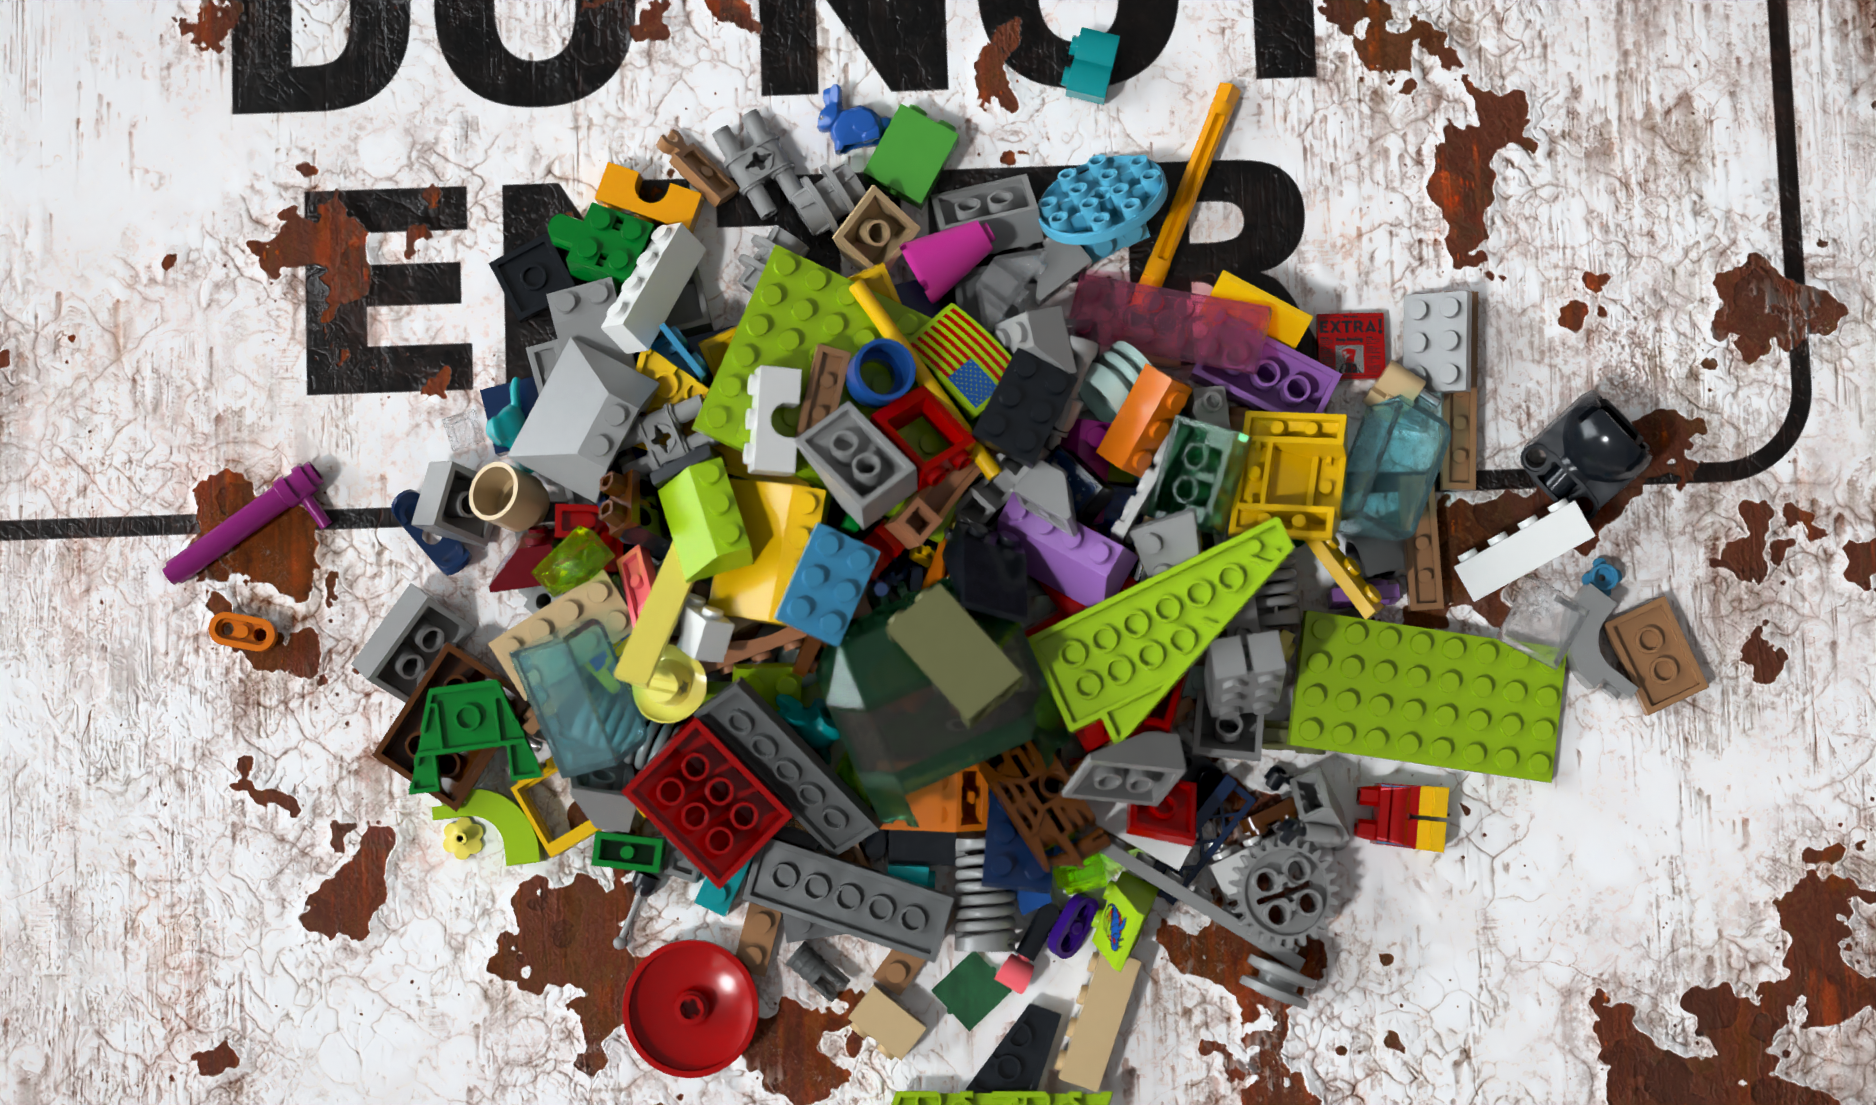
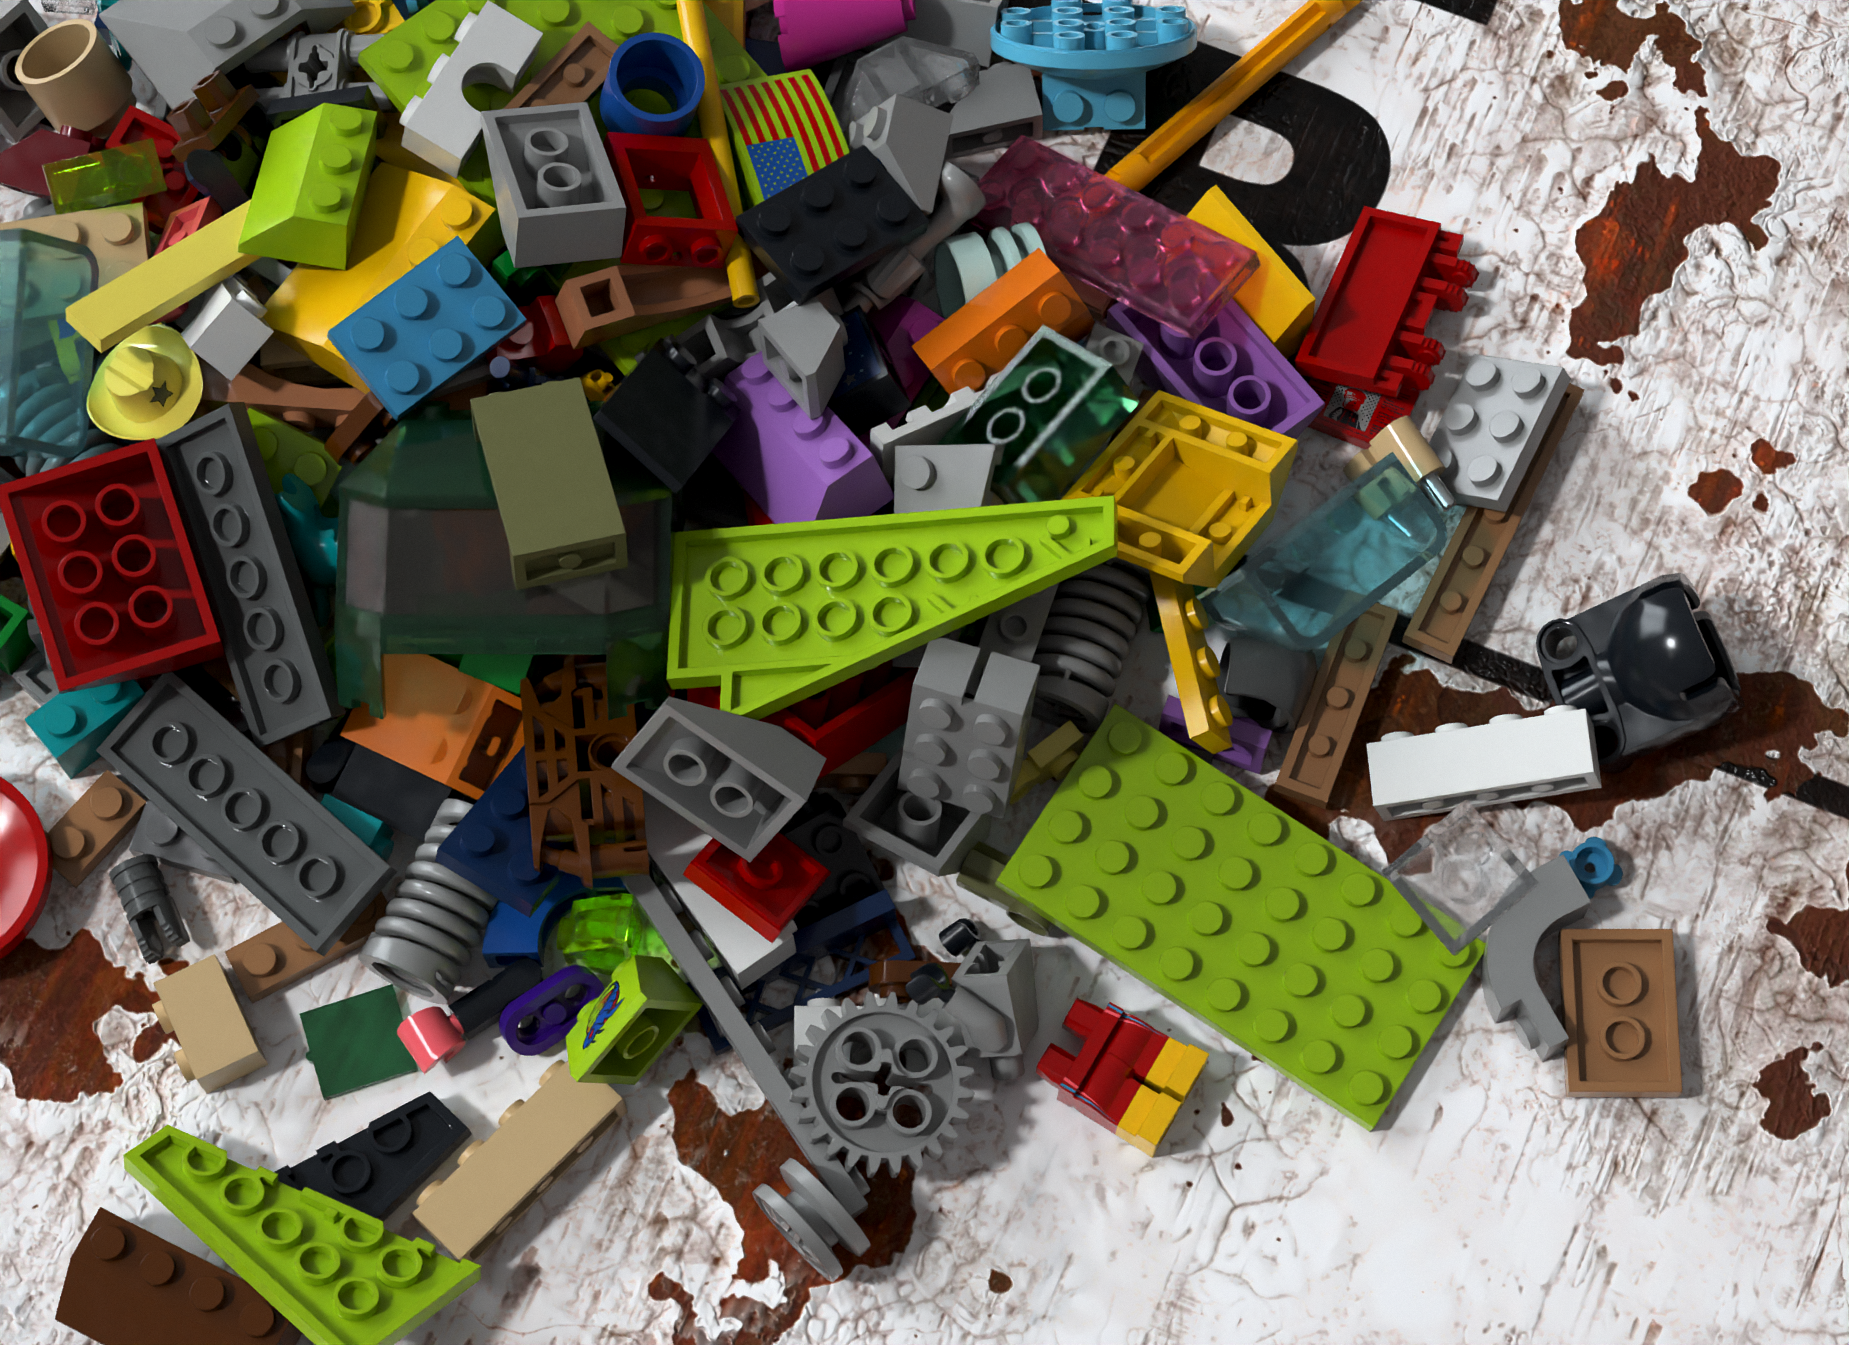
camera: 25 degrees right, 15 degrees down
(1337, 288) = (1382, 302): none -> red hinge

